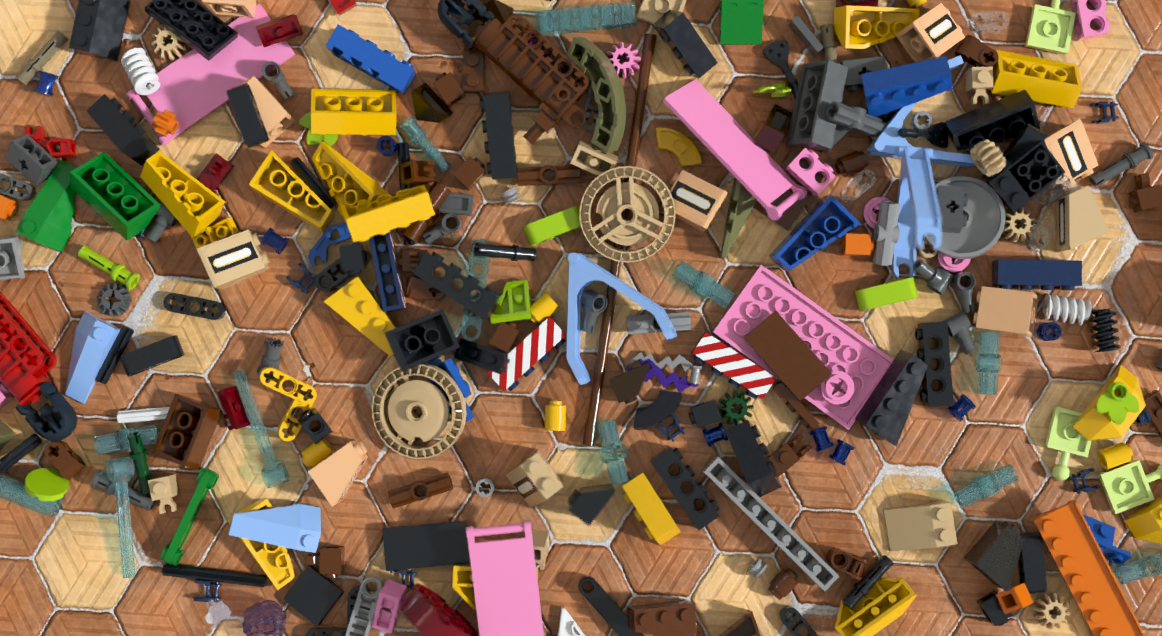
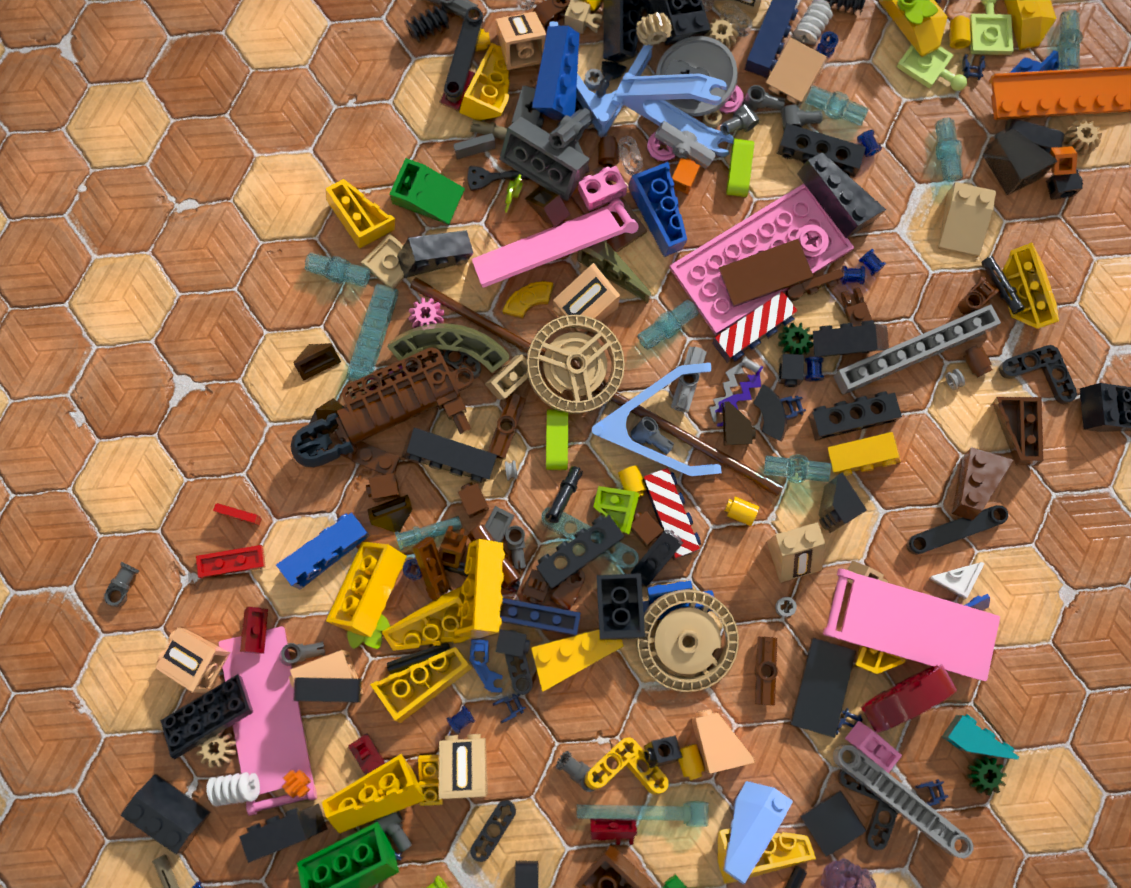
camera: 65 degrees left, 10 degrees down
(330, 560) = (803, 791): reddish brown brick -> none
(393, 160) = (431, 567): none -> reddish brown hinge

